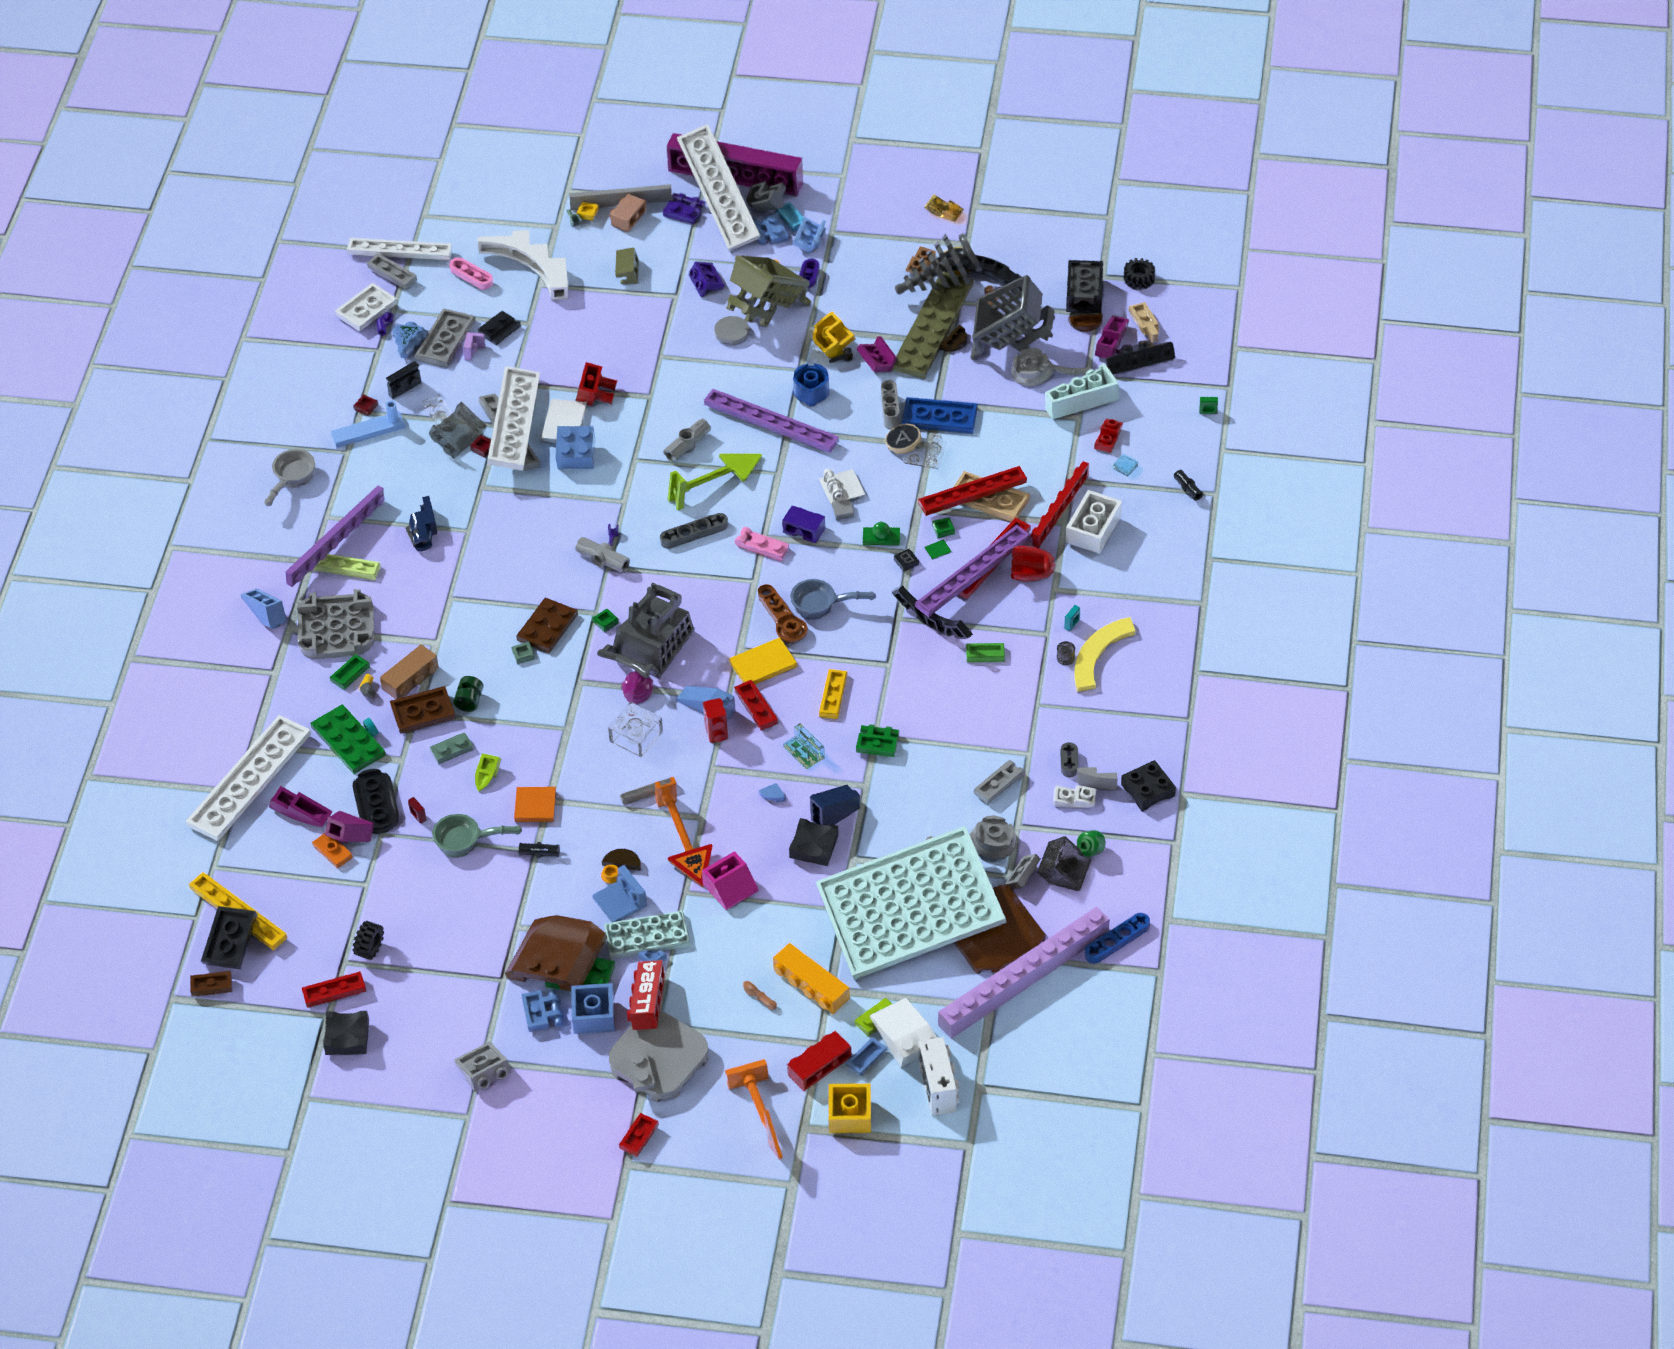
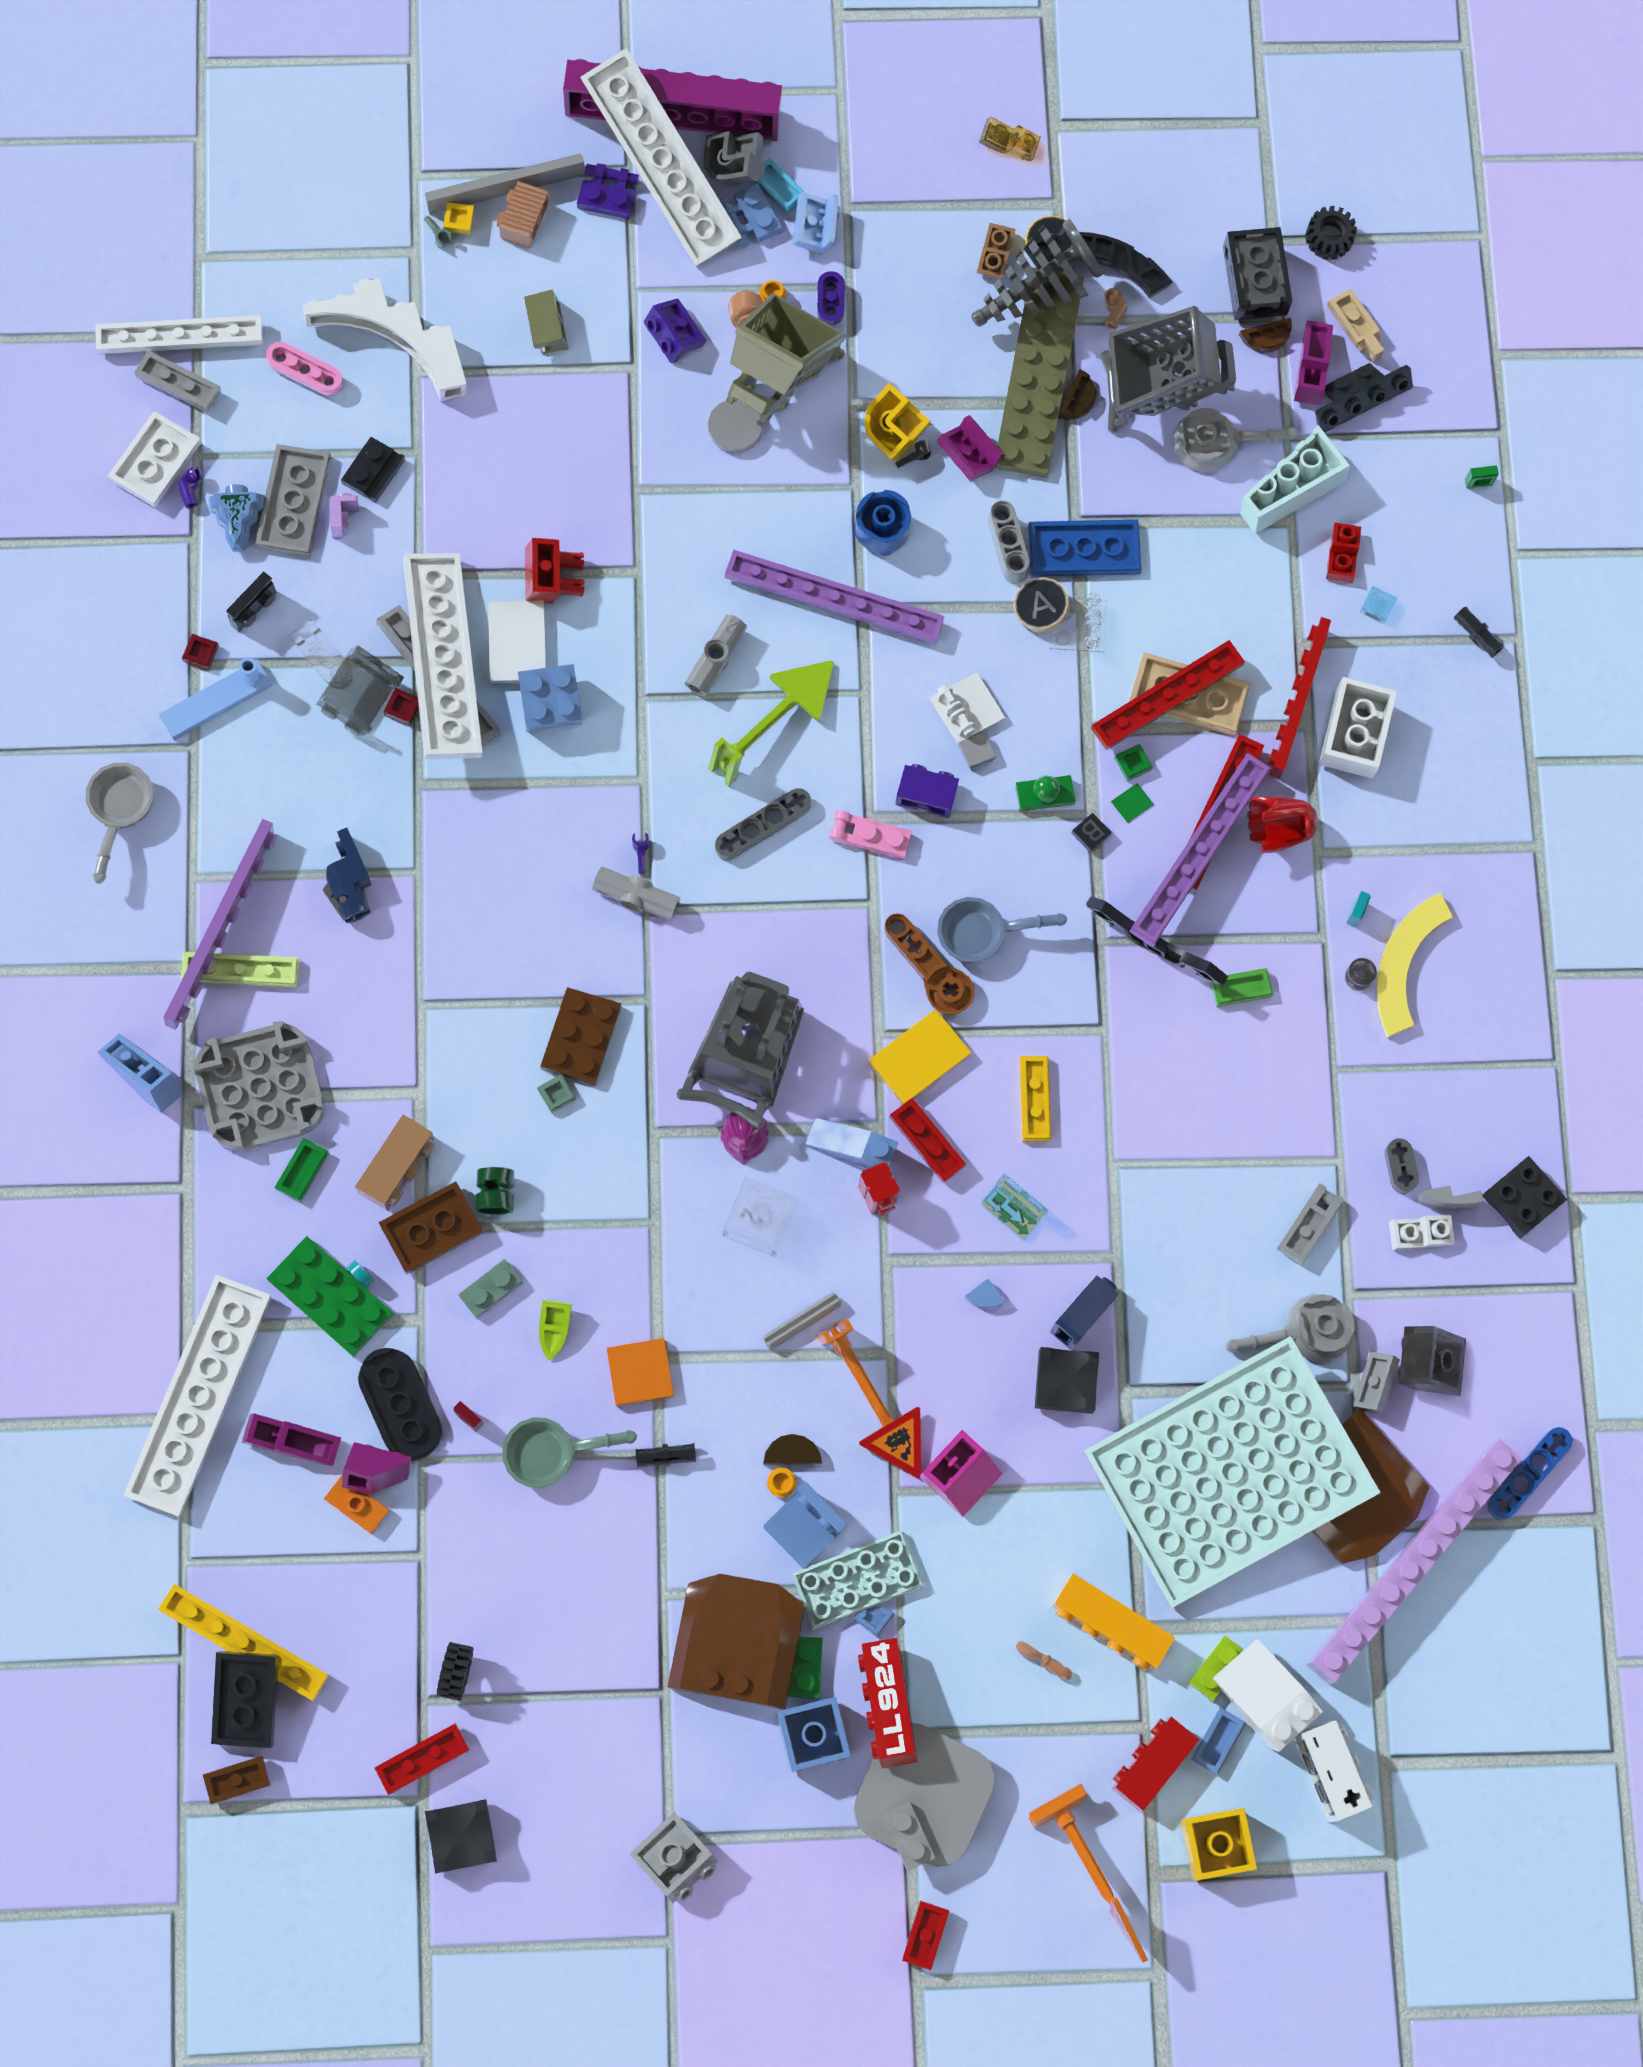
camera: 20 degrees left, 25 degrees up
(366, 688) = (334, 1199): dark grey arm -> none
(535, 1012) = (727, 1745): medium blue plate -> none
(605, 620) = (667, 1013): green tile -> none
(877, 744) = (1119, 1185): green plate -> none
(1091, 843) = (1465, 1319): green head -> none

